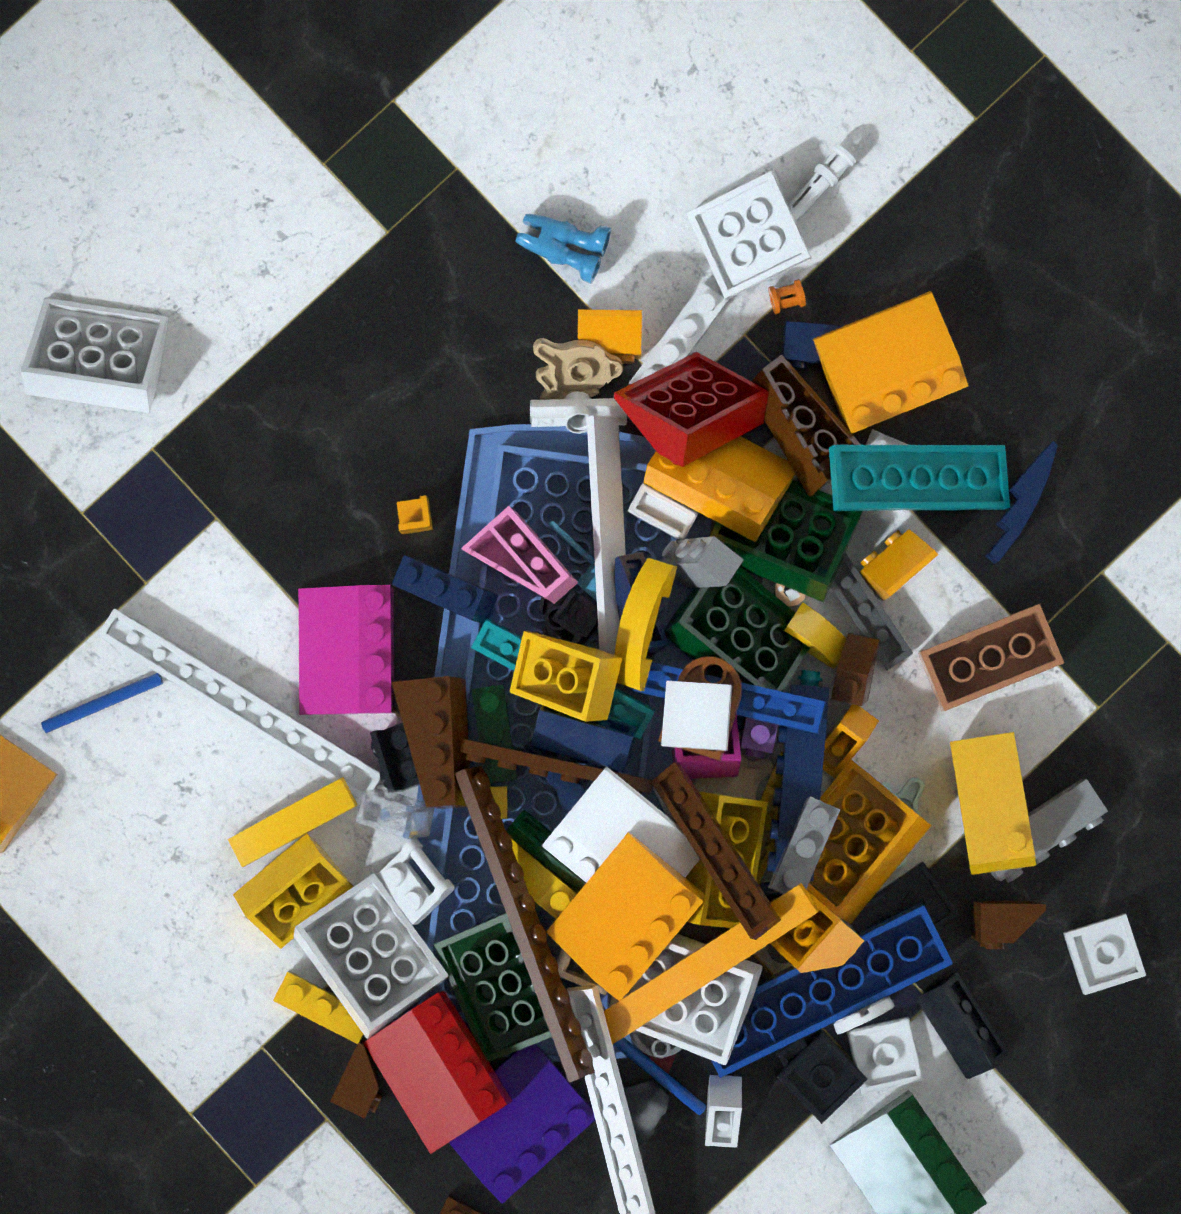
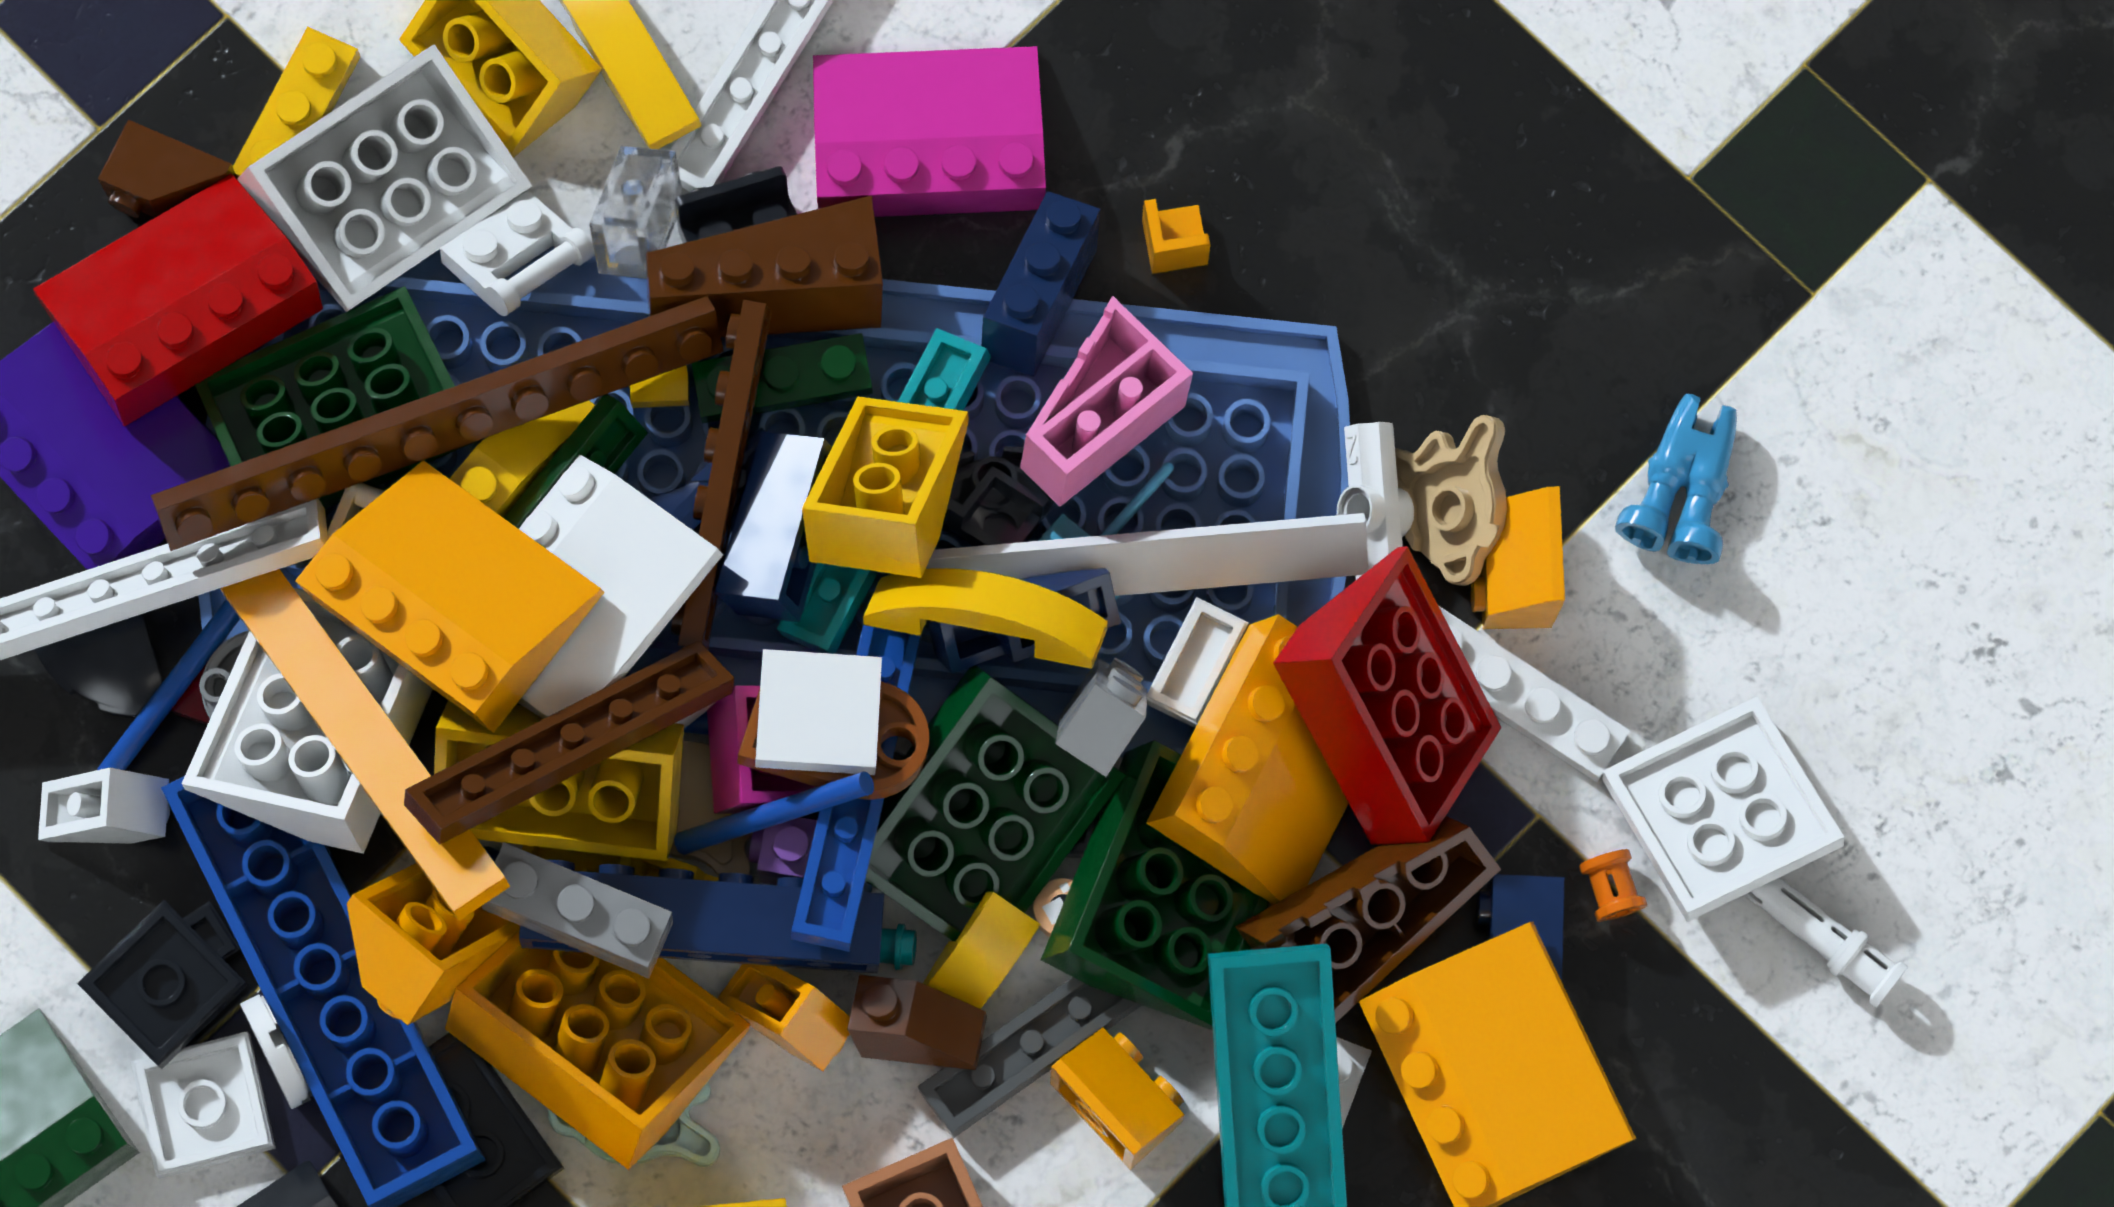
camera: 80 degrees right, 10 degrees down
(746, 742) = (774, 813): none -> blue bar

